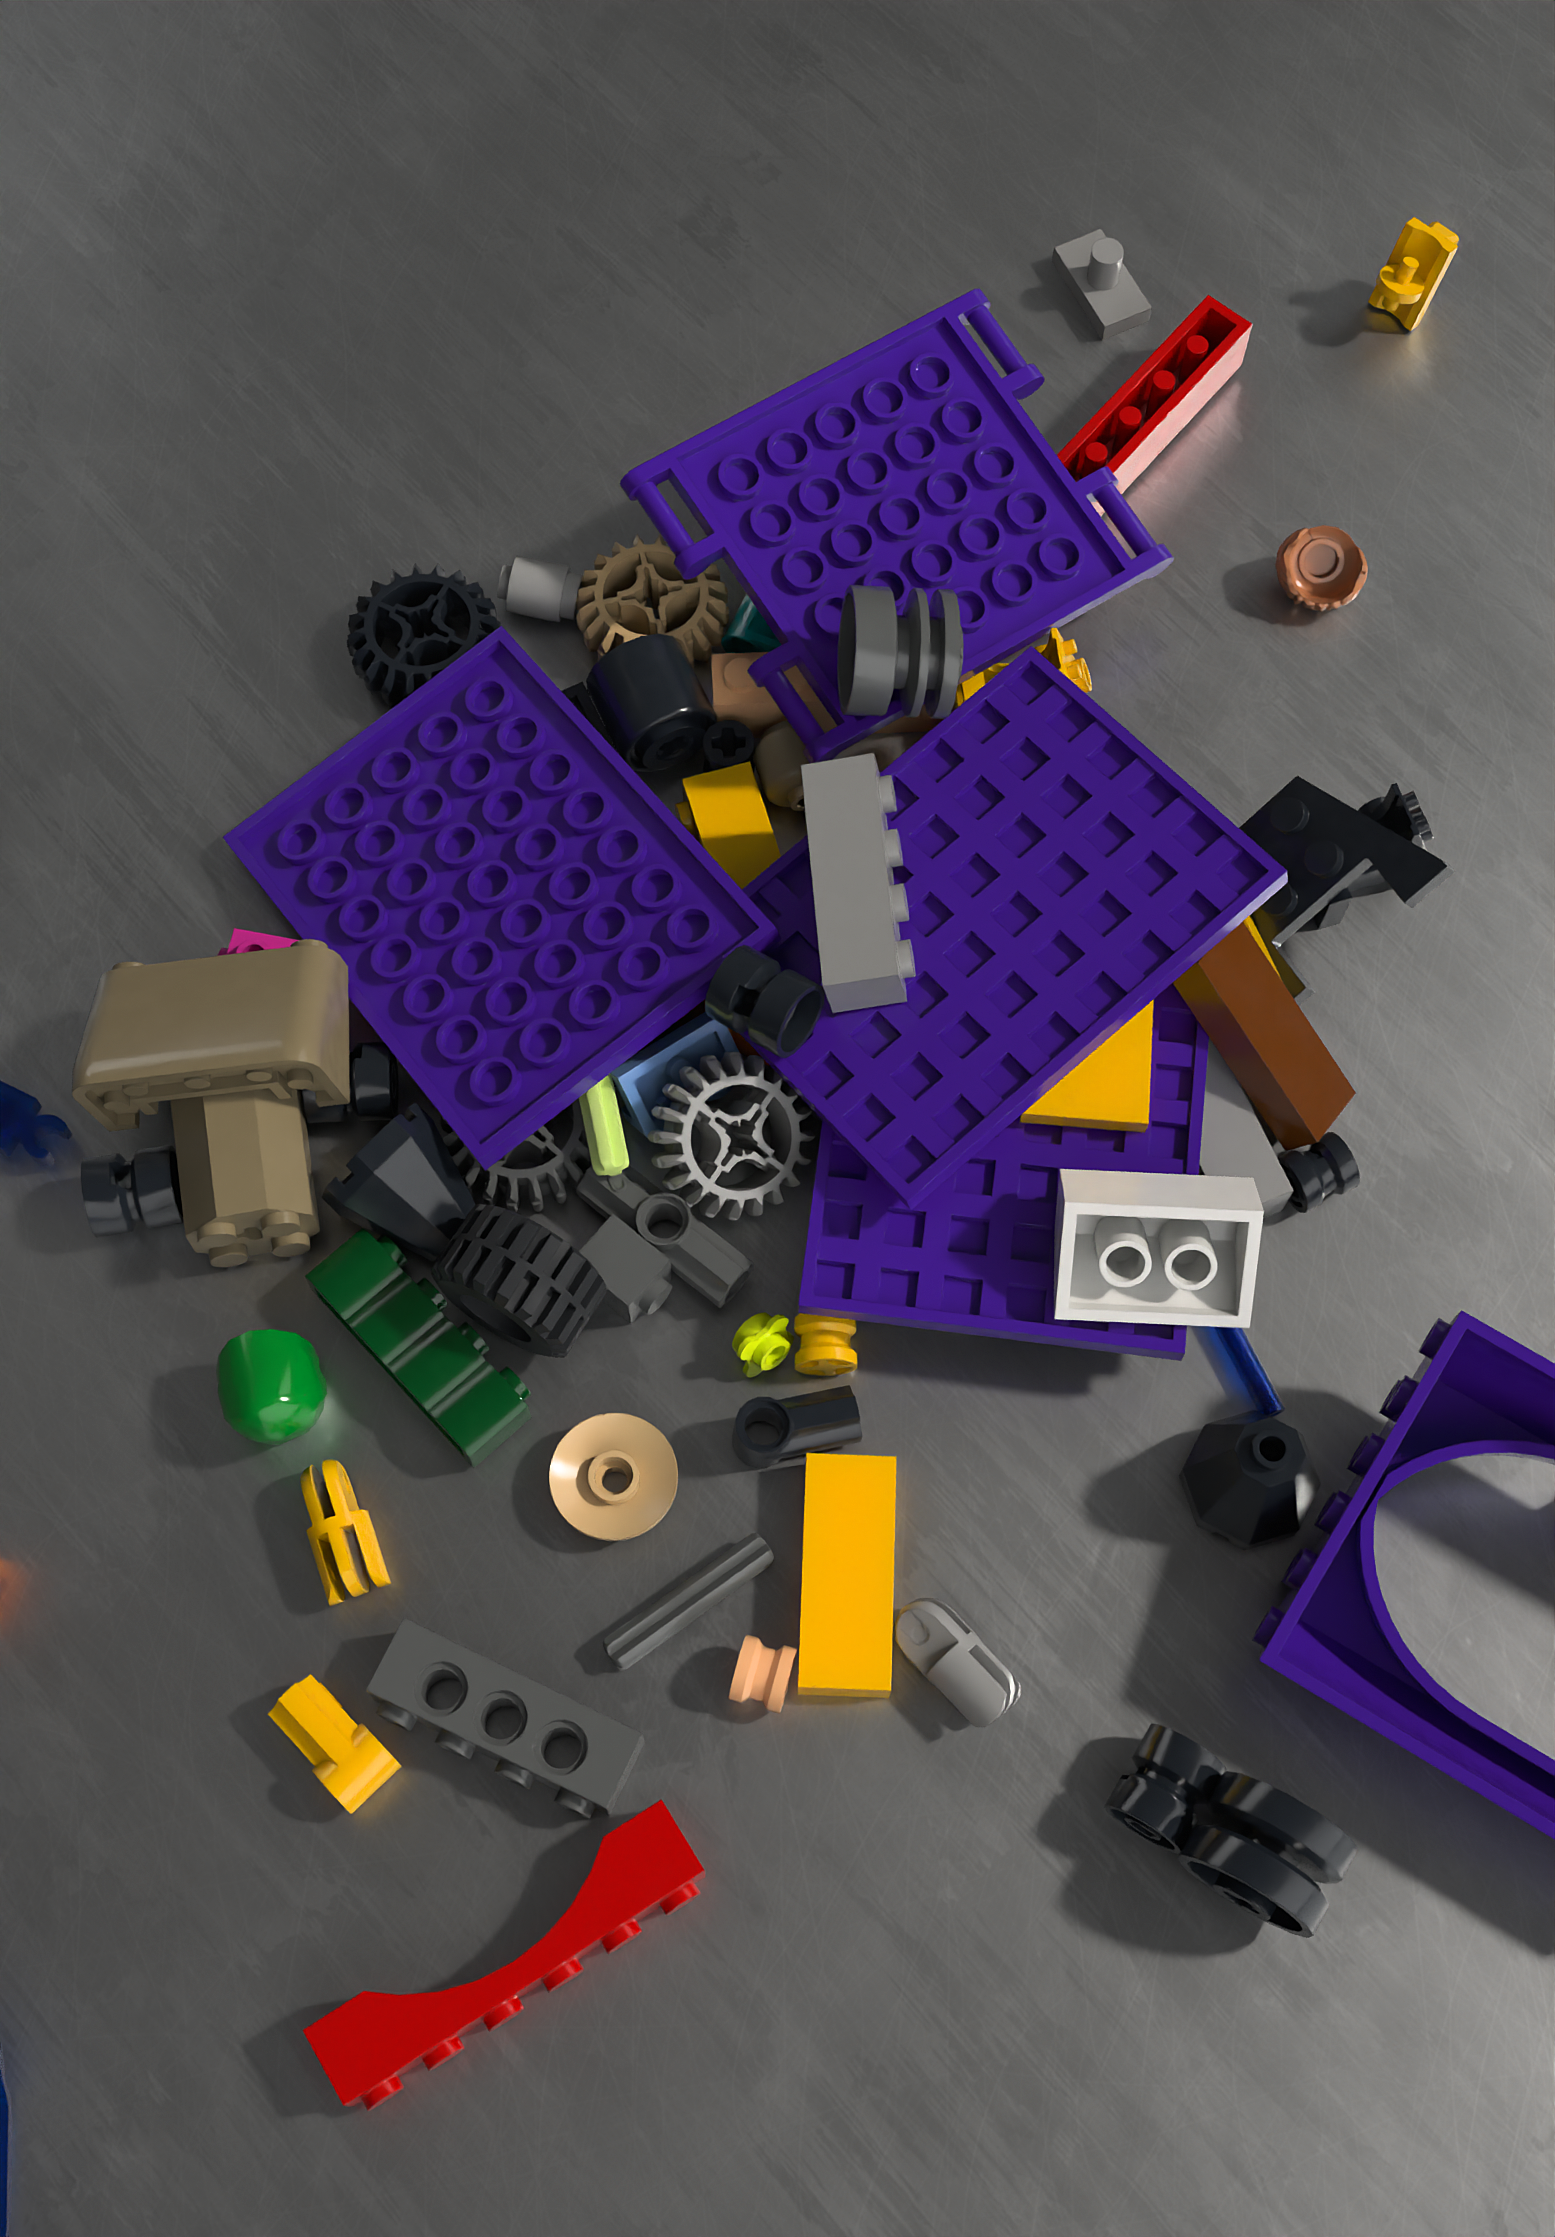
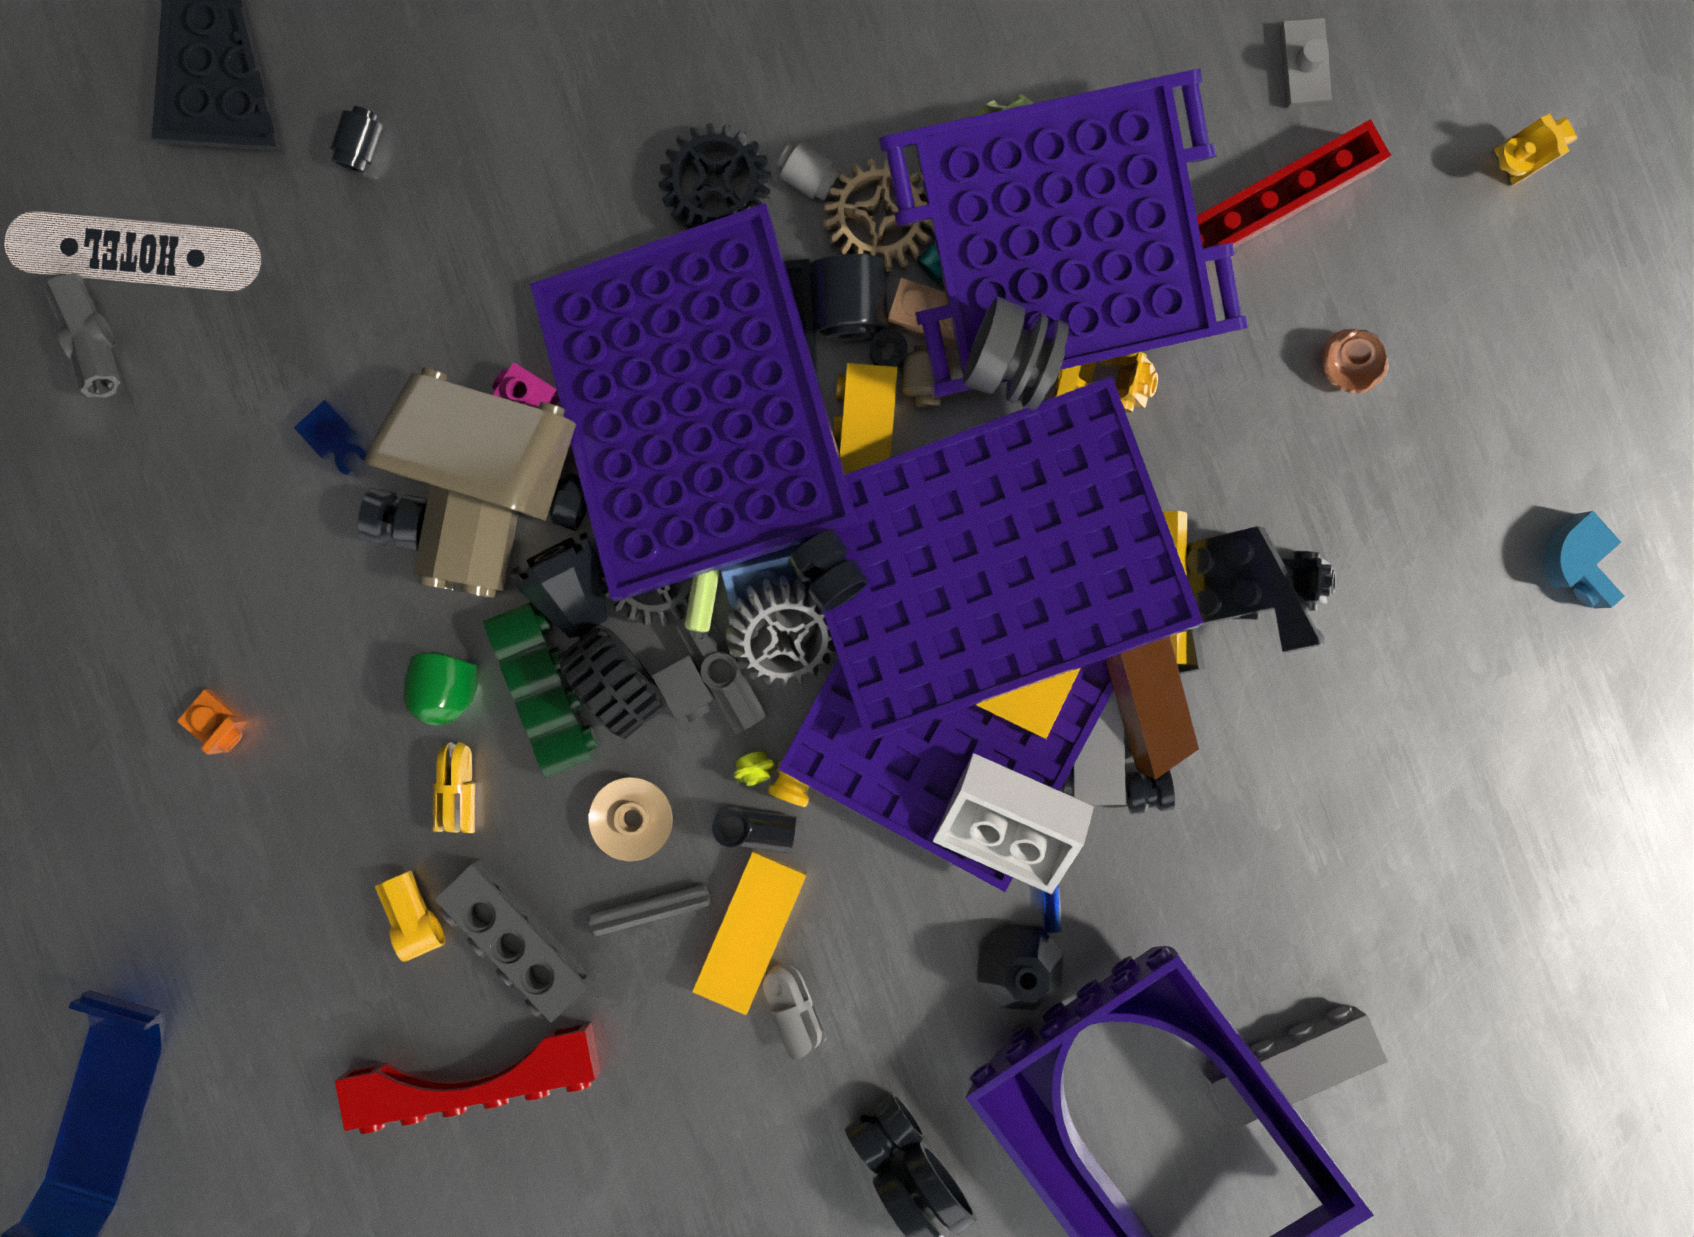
camera: 25 degrees right, 20 degrees up
(762, 1674) = (675, 973): light nougat wheel -> none
(854, 883) = (919, 509): light grey brick -> none

